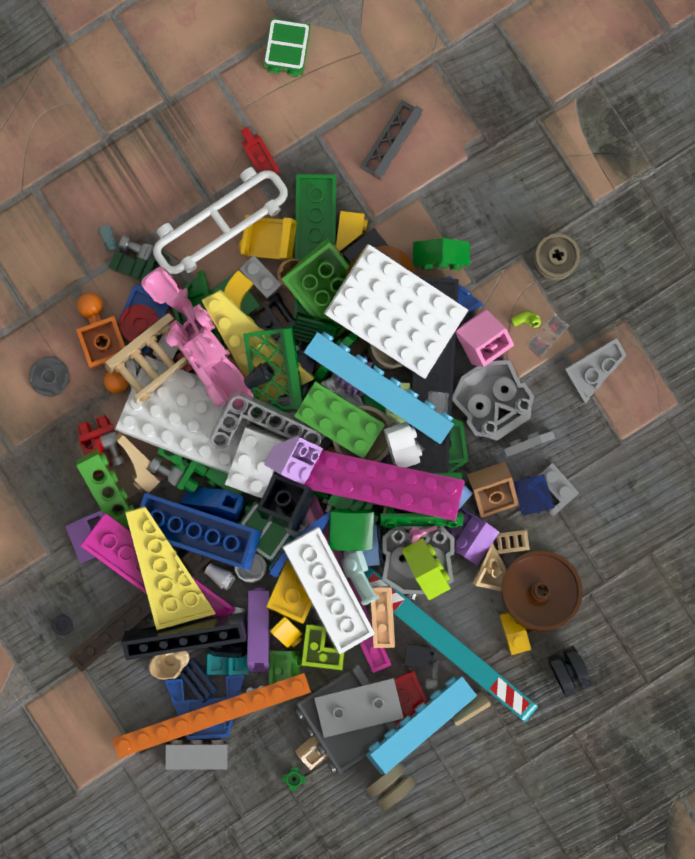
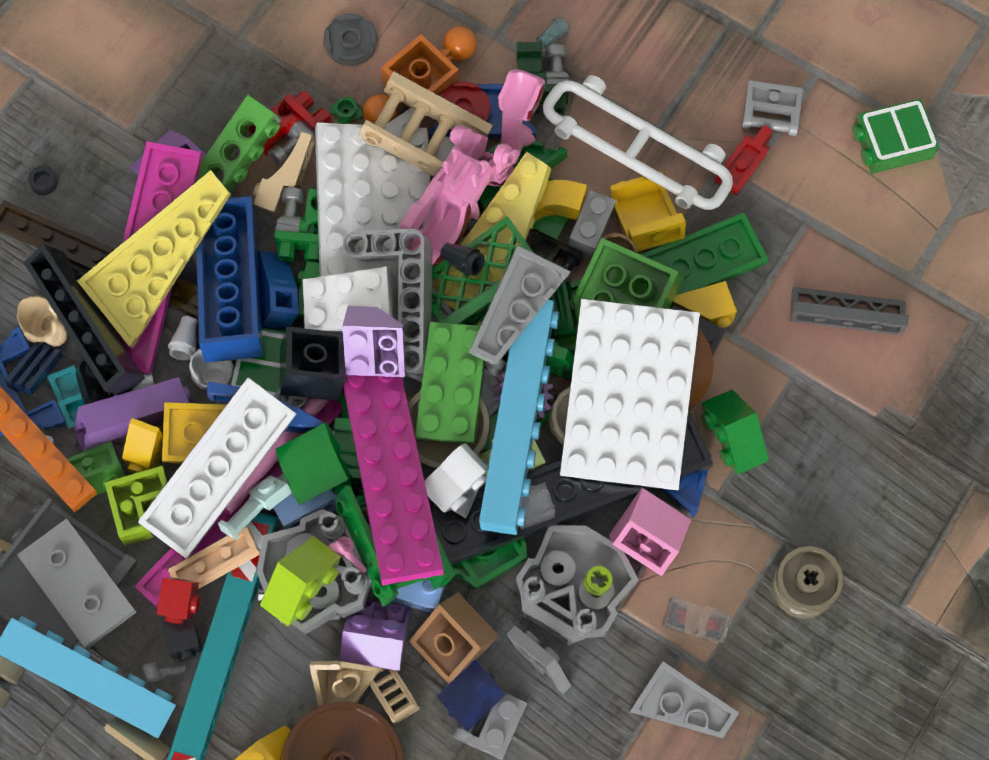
camera: 65 degrees right, 15 degrees down
(103, 397) = (345, 104): none -> green plate
(223, 114) = (775, 100): none -> light grey plate
(306, 352) = (519, 297): none -> light grey wing
(399, 648) = (178, 599): none -> red brick
(409, 693) = (124, 646): red plate -> none
(504, 390) = (601, 572): none -> lime bush
(528, 318) = (706, 582): lime arm -> none

